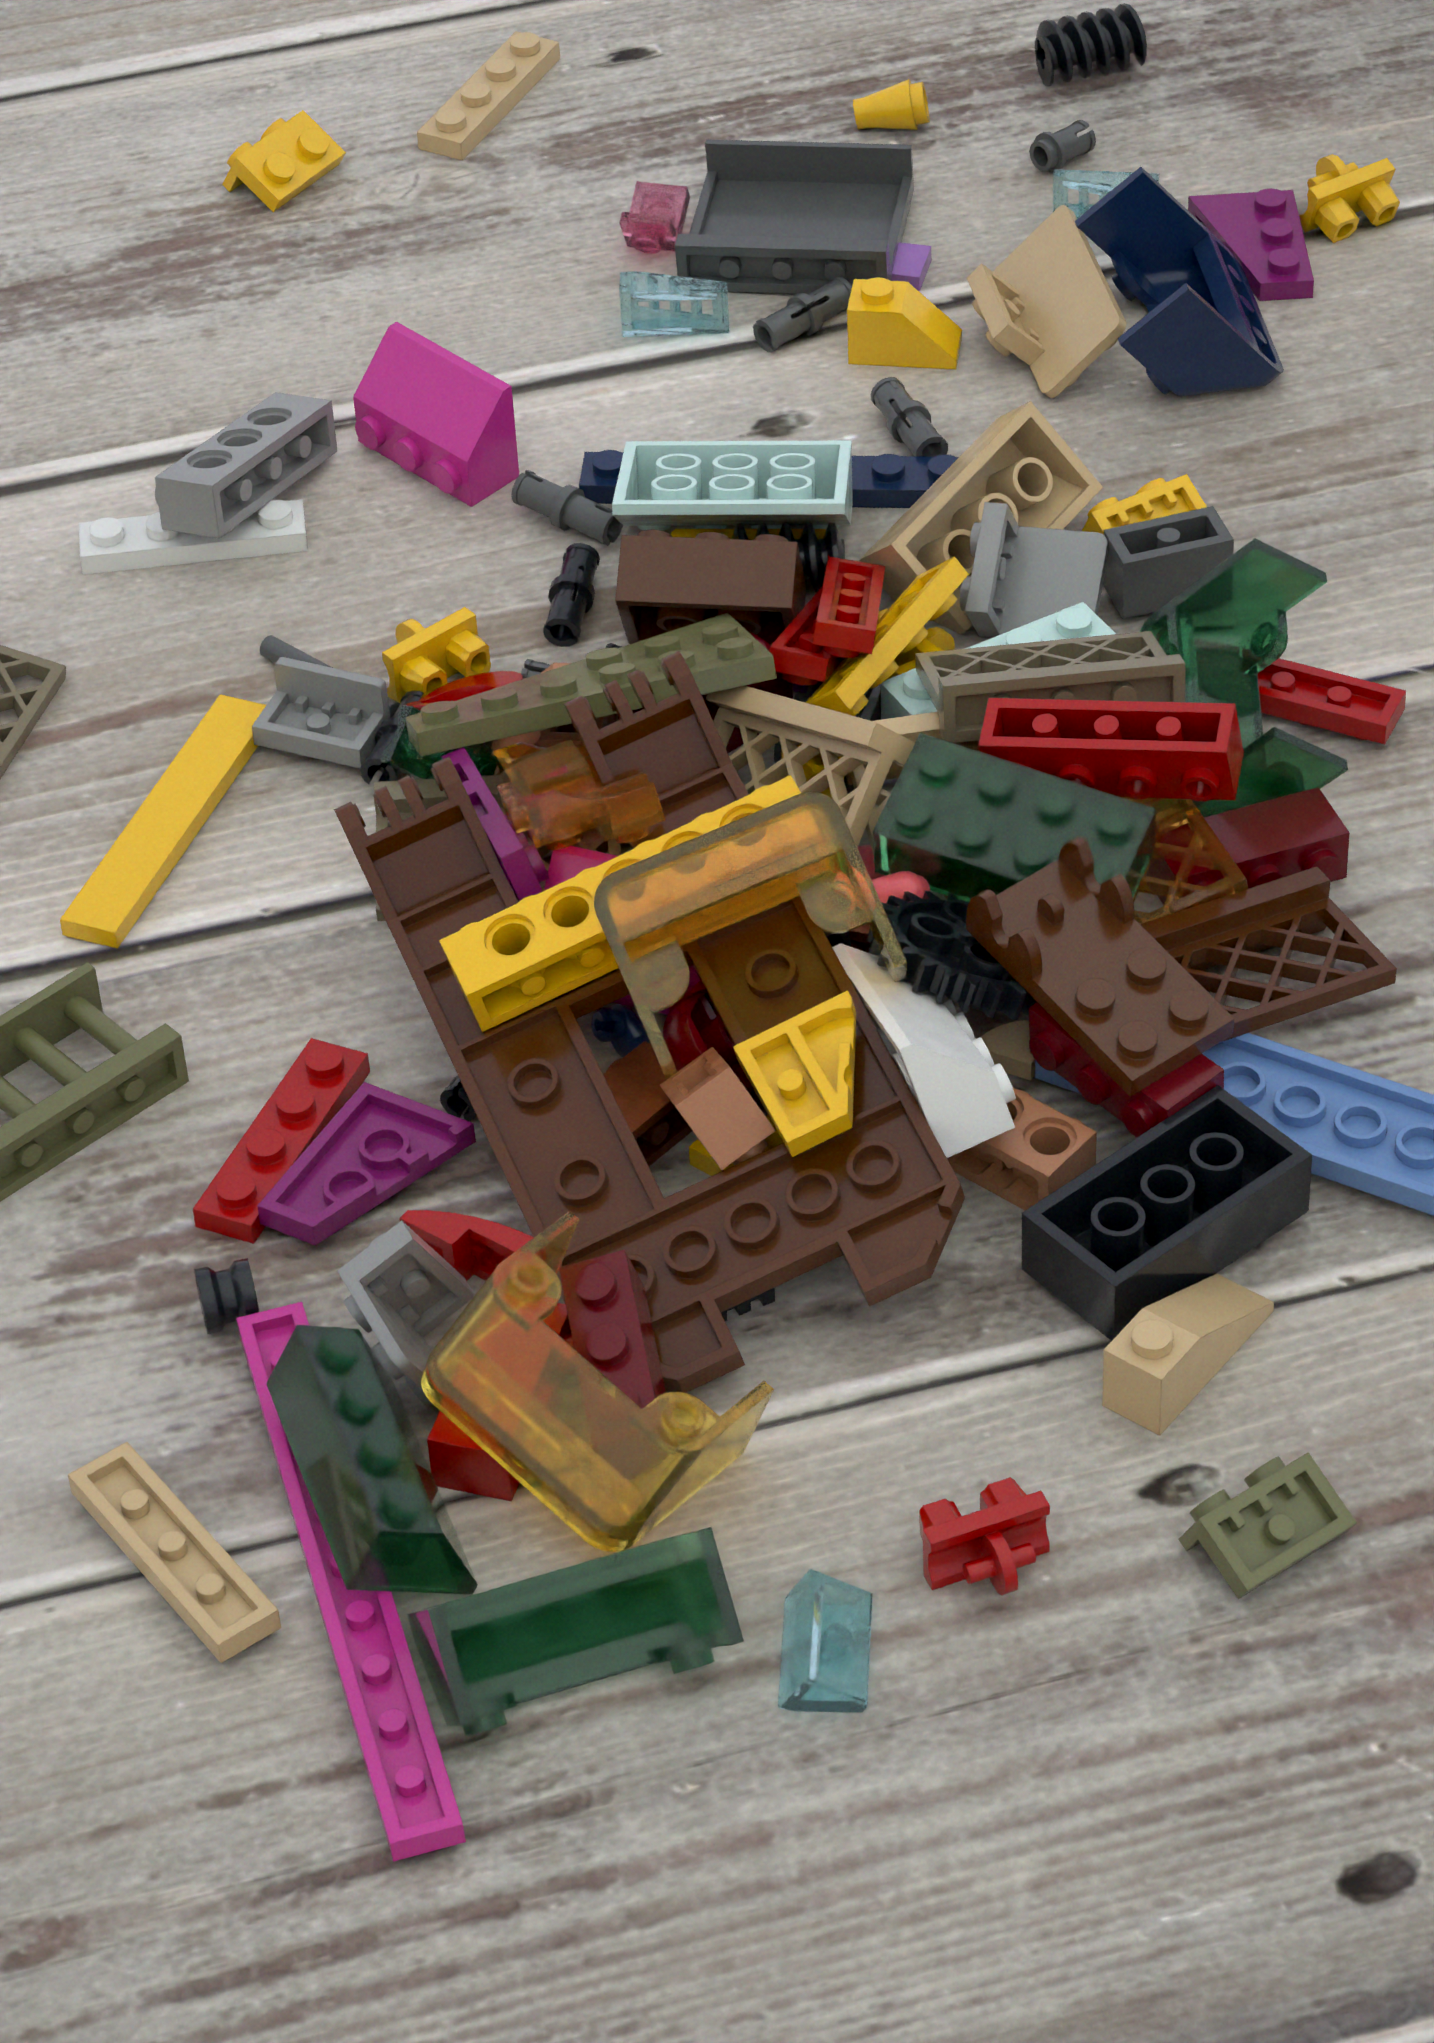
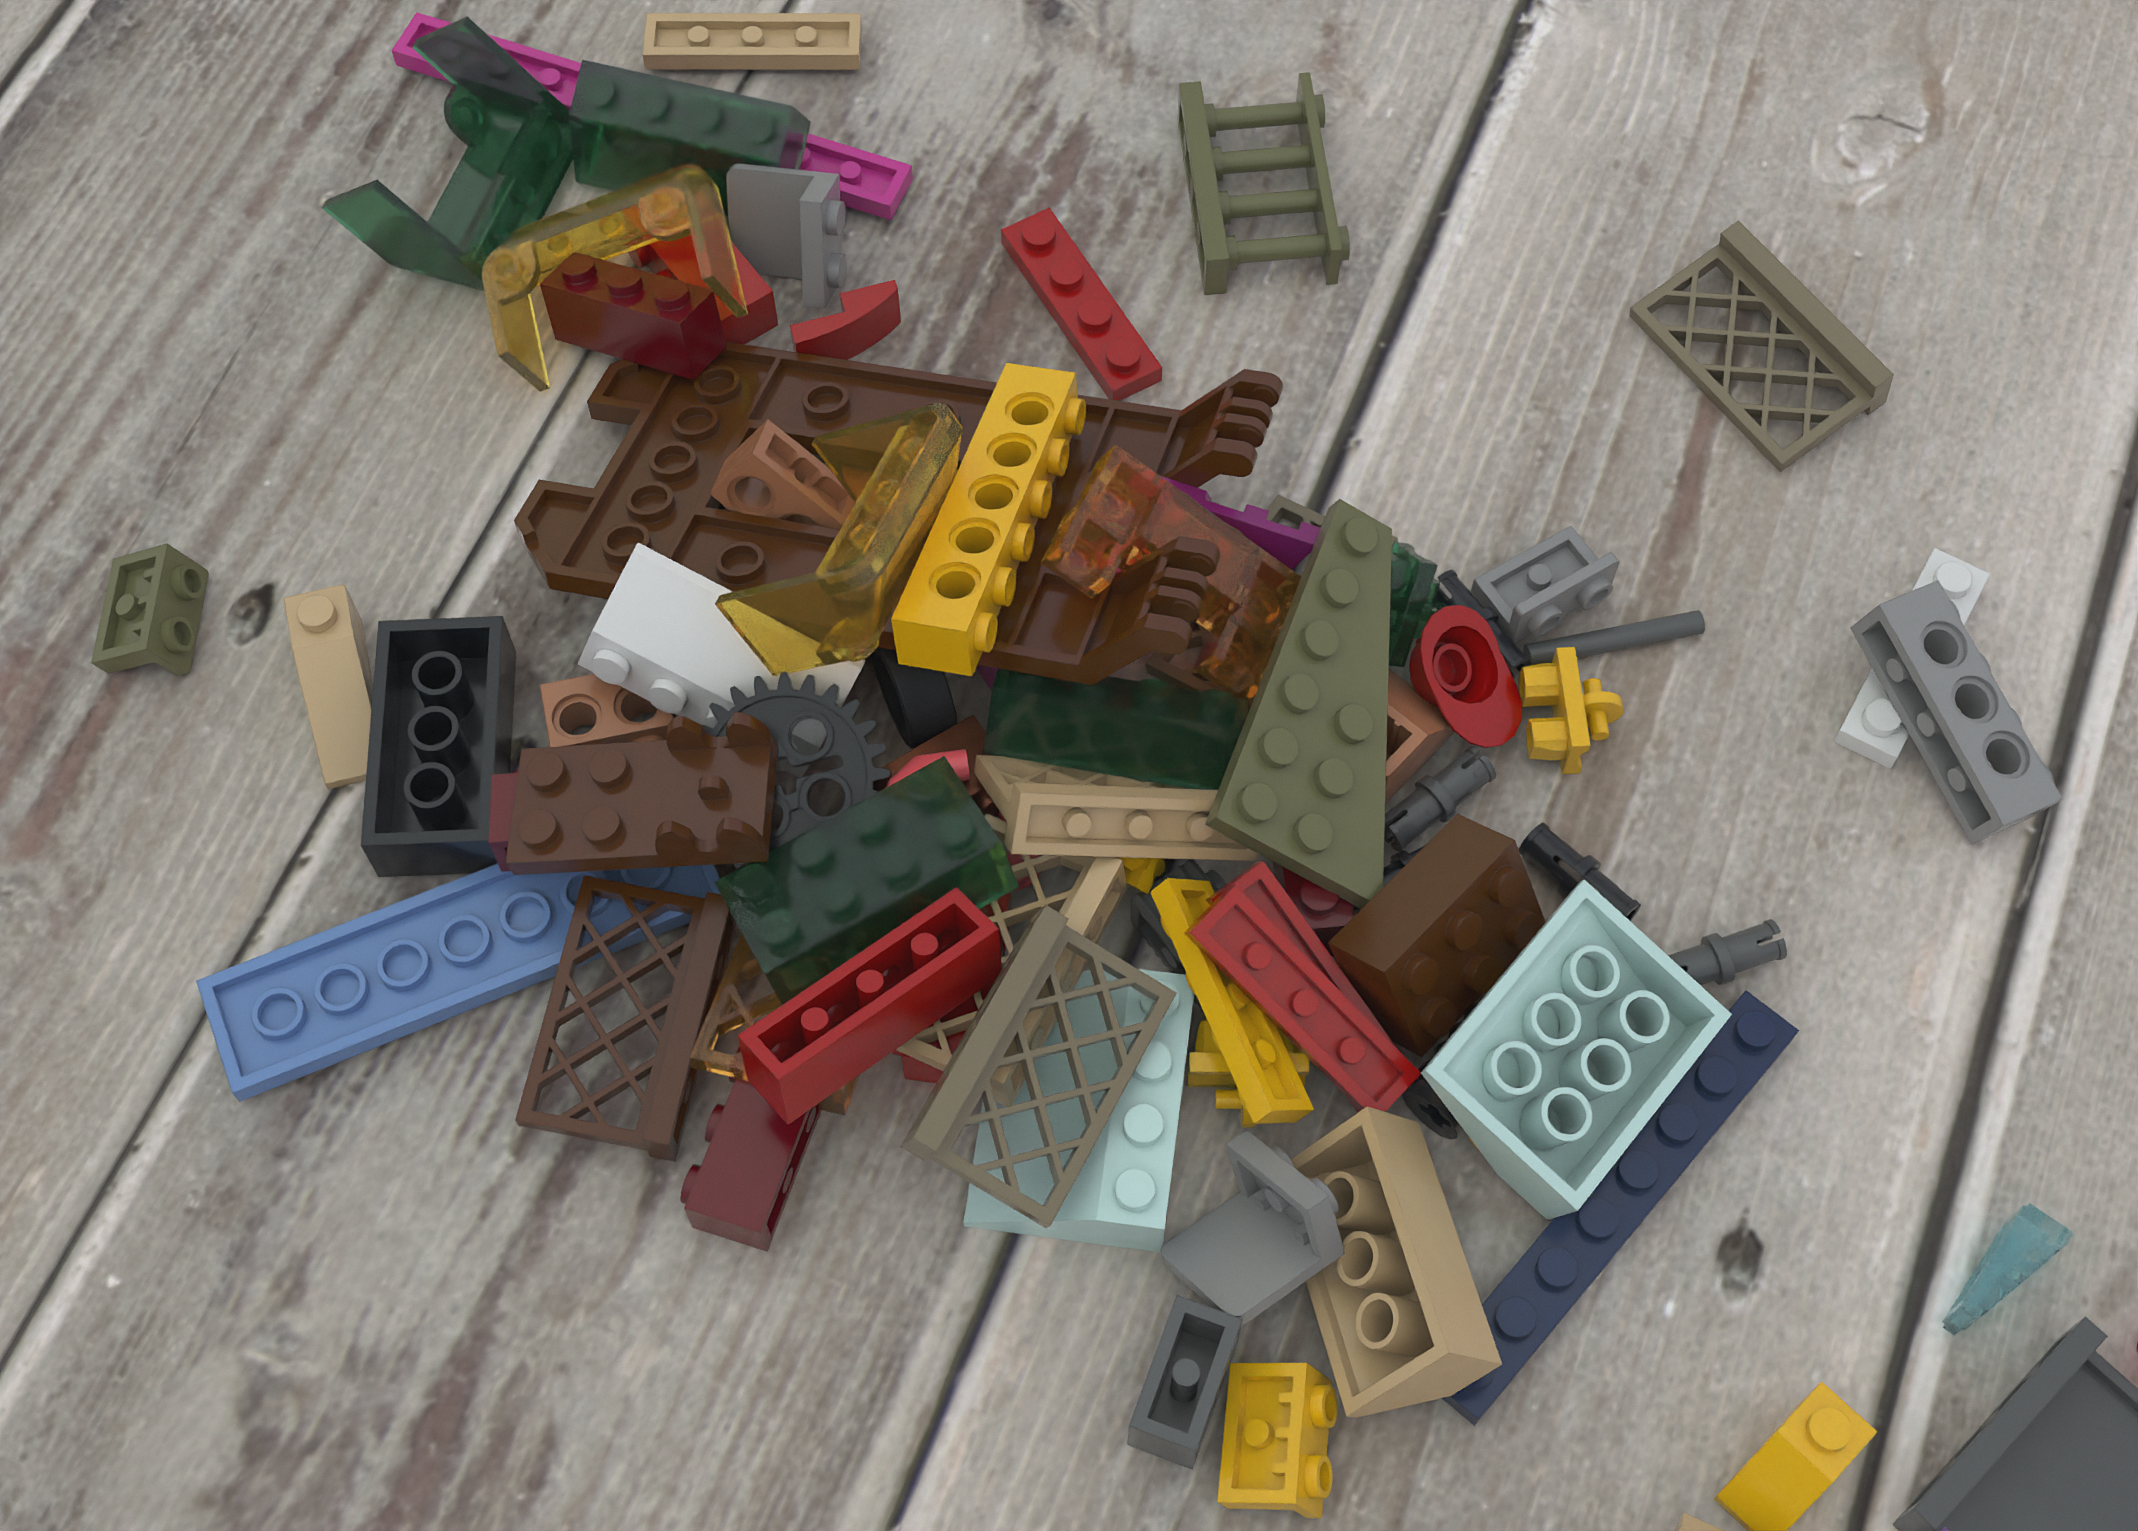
camera: 125 degrees right, 20 degrees up
(164, 825) = (1515, 428): yellow tile -> none
(226, 1294) = (941, 176): black wheel -> none
(359, 1161) = (1003, 313): magenta wing -> none
(437, 416) = (1921, 913): dark pink slope -> none
(803, 314) = (1905, 1402): dark grey pin -> none
(806, 1072) = (724, 524): yellow wing -> none
(825, 1646) = (336, 322): clear light blue slope -> none
(897, 405) = (1629, 1354): dark grey pin -> none
(985, 1543) = (300, 440): red hips -> none
(1226, 634) = (919, 1226): clear green windscreen -> none
(1330, 700) = (945, 1359): red plate -> none

